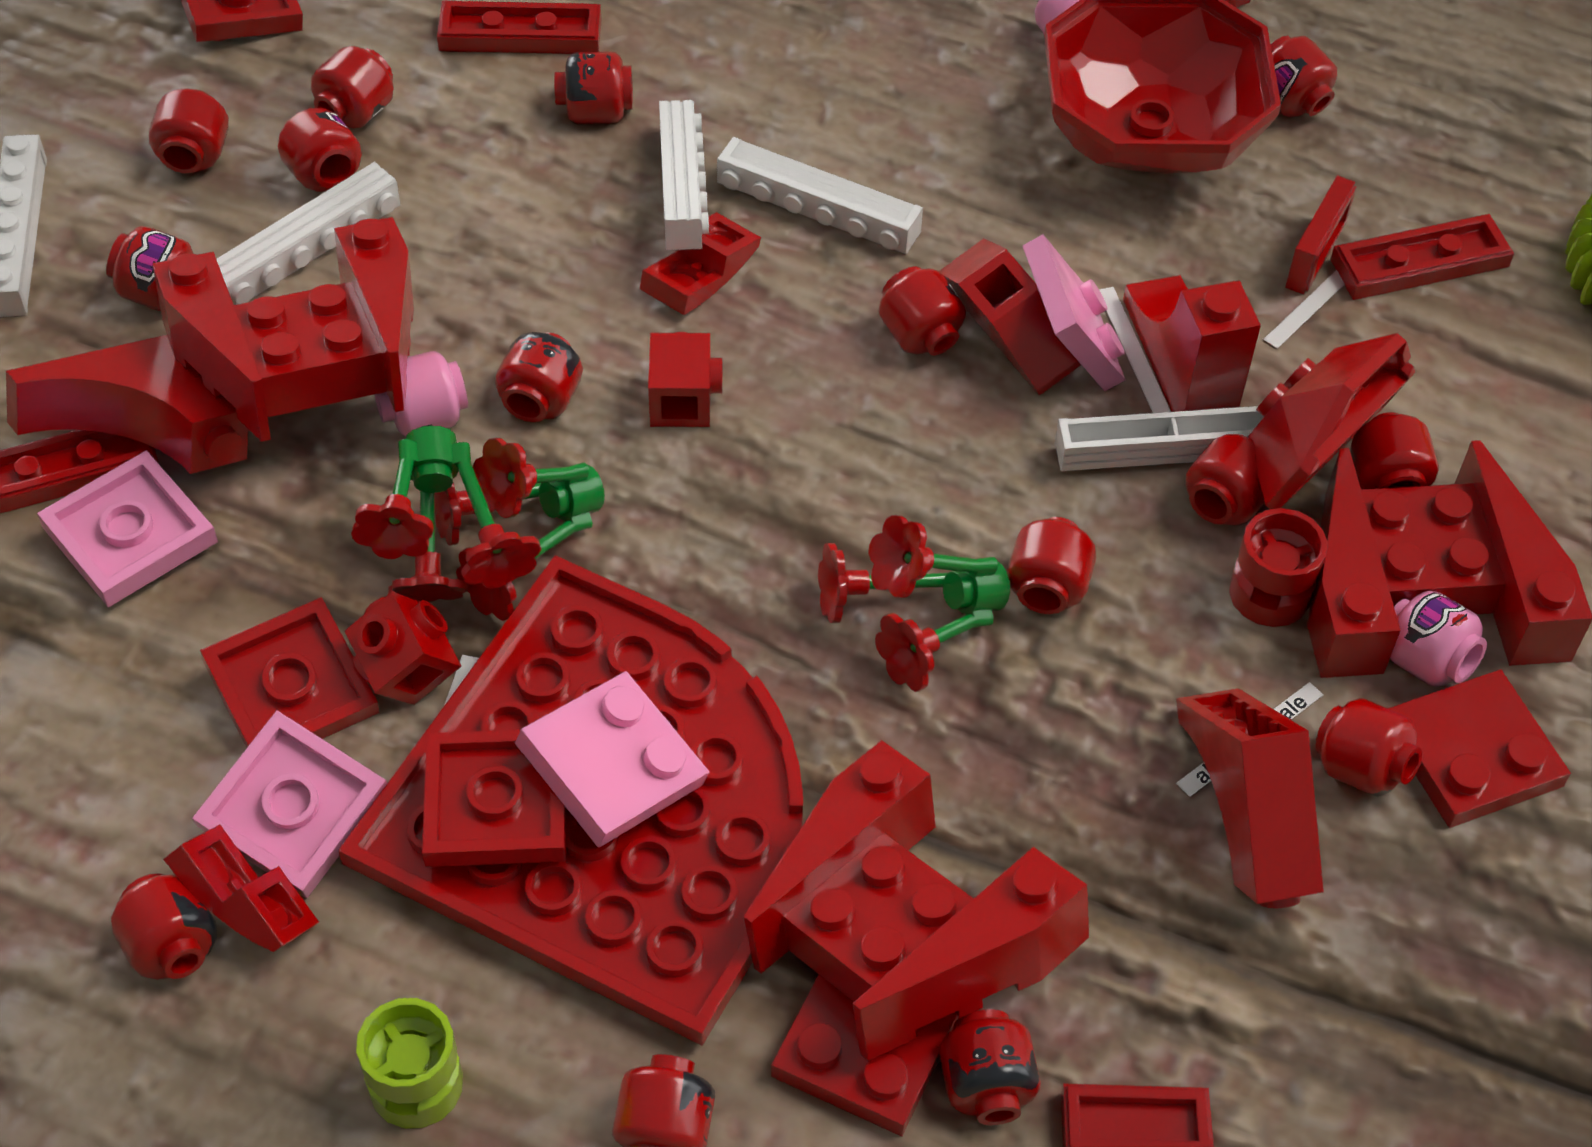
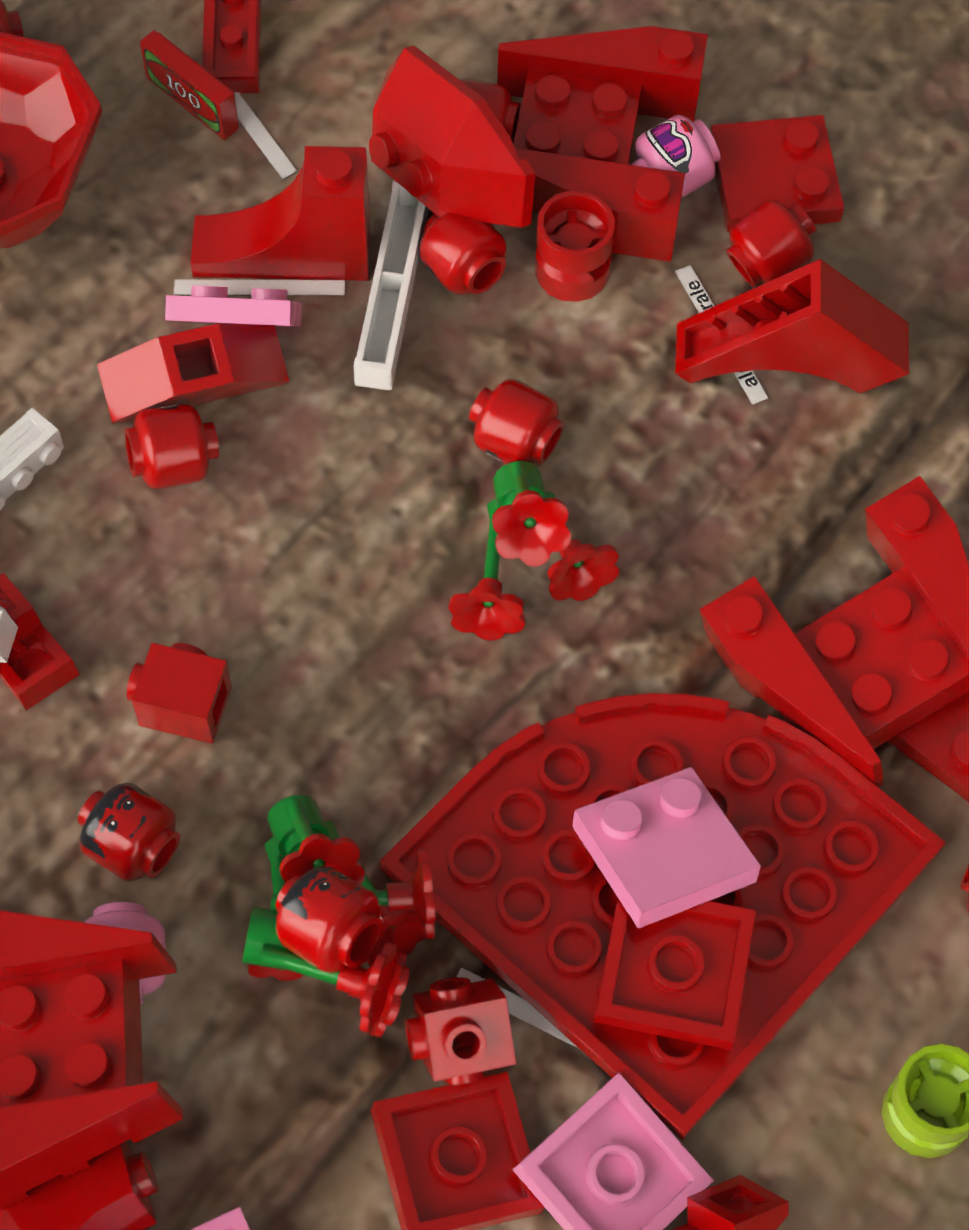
camera: 75 degrees left, 10 degrees up
(440, 470) = (328, 919): none -> red head

